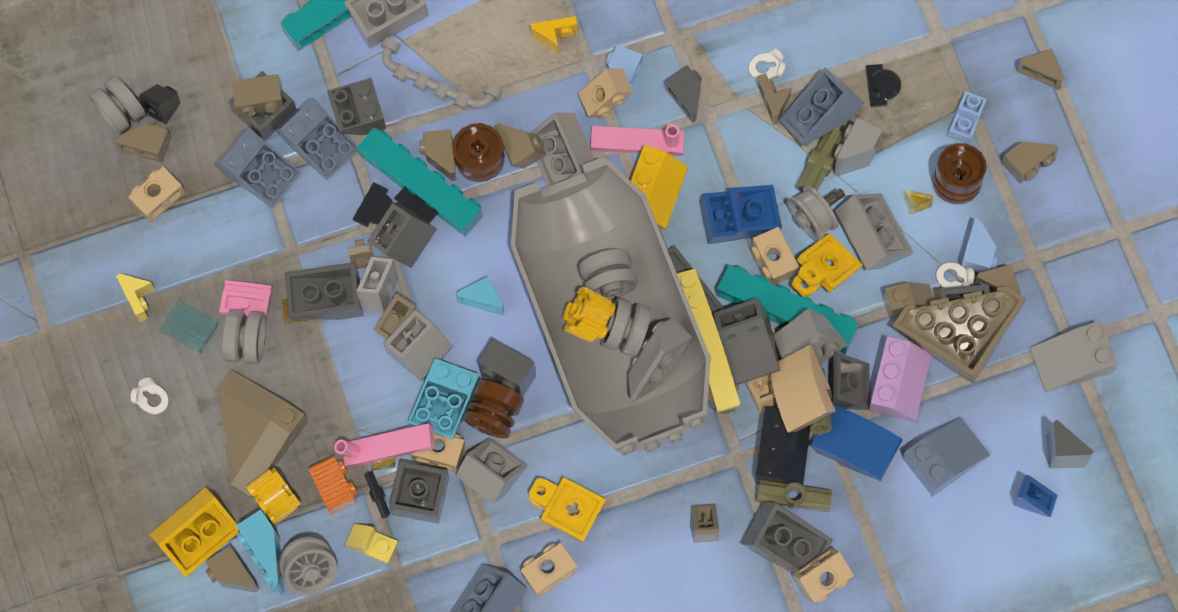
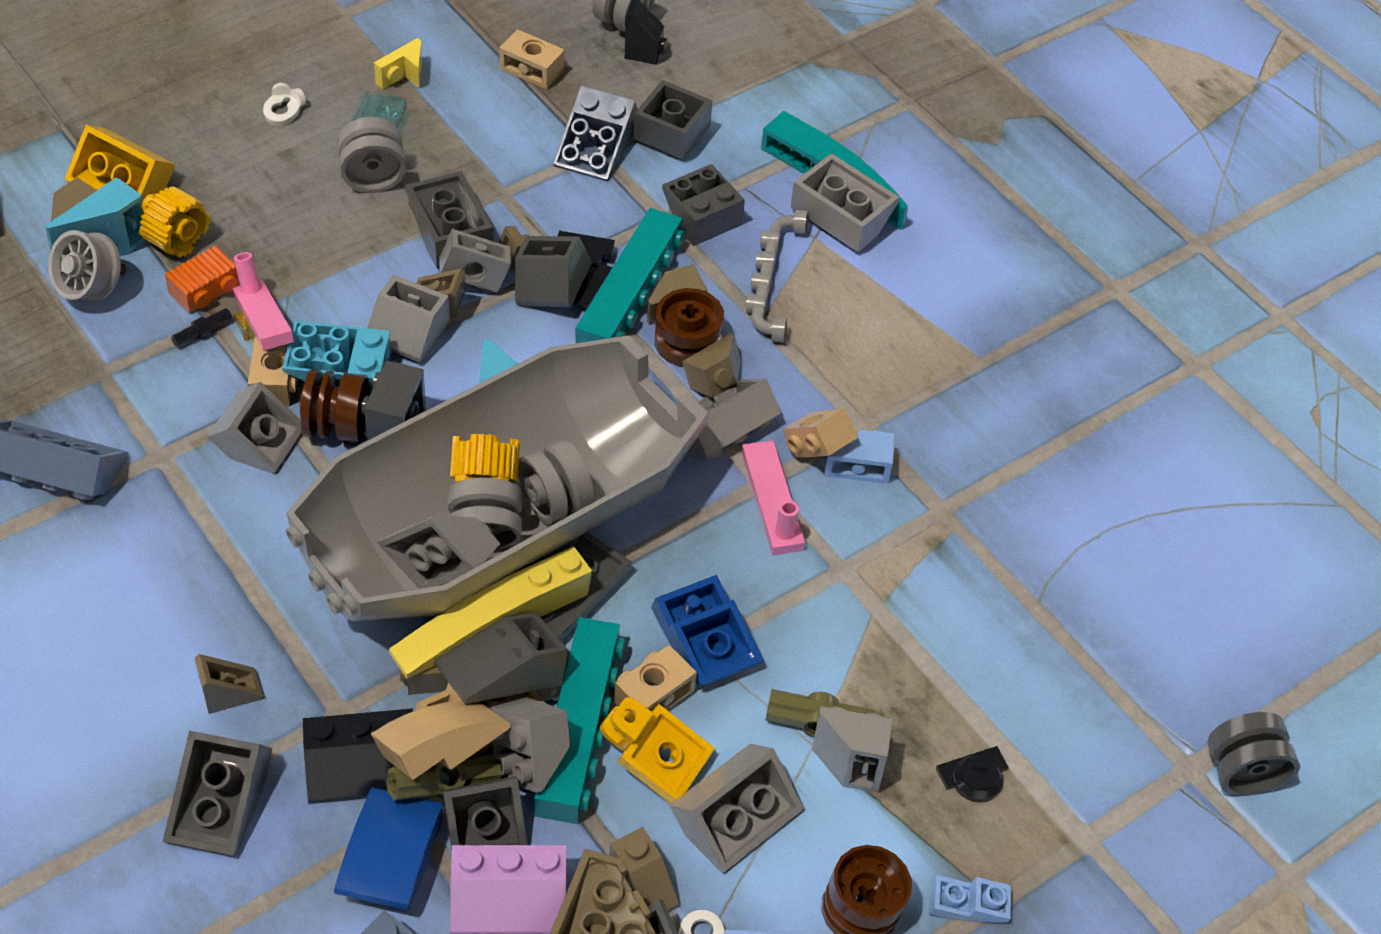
camera: 65 degrees right, 20 degrees down
(145, 141) = (594, 40): dark tan slope -> none
(245, 297) = (424, 157): bright pink plate -> none
(256, 428) = (268, 205): dark tan slope -> none
(257, 95) = (675, 94): dark tan brick -> none
(317, 138) = (649, 166): sand blue slope -> none
(371, 543) = (134, 336): light yellow slope -> none
(419, 492) = (206, 358): dark grey brick -> none
(542, 582) = (126, 518): tan brick -> none
(547, 31) = (889, 371): yellow slope -> none
(559, 498) = (227, 505): yellow plate -> none
(660, 179) = (709, 523): yellow slope -> none
(685, 90) = (863, 532): dark grey slope -> none
(773, 56) = (936, 631): white piece -> none
(774, 101) = (893, 636): dark tan slope -> none
(809, 576) = (186, 855): tan brick -> none
(810, 498) = (290, 803): olive piece -> none
(814, 212) = (733, 711): light grey wheel -> none
(821, 108) = (909, 693): sand blue slope -> none
(917, 201) = (802, 854): clear yellow slope -> none

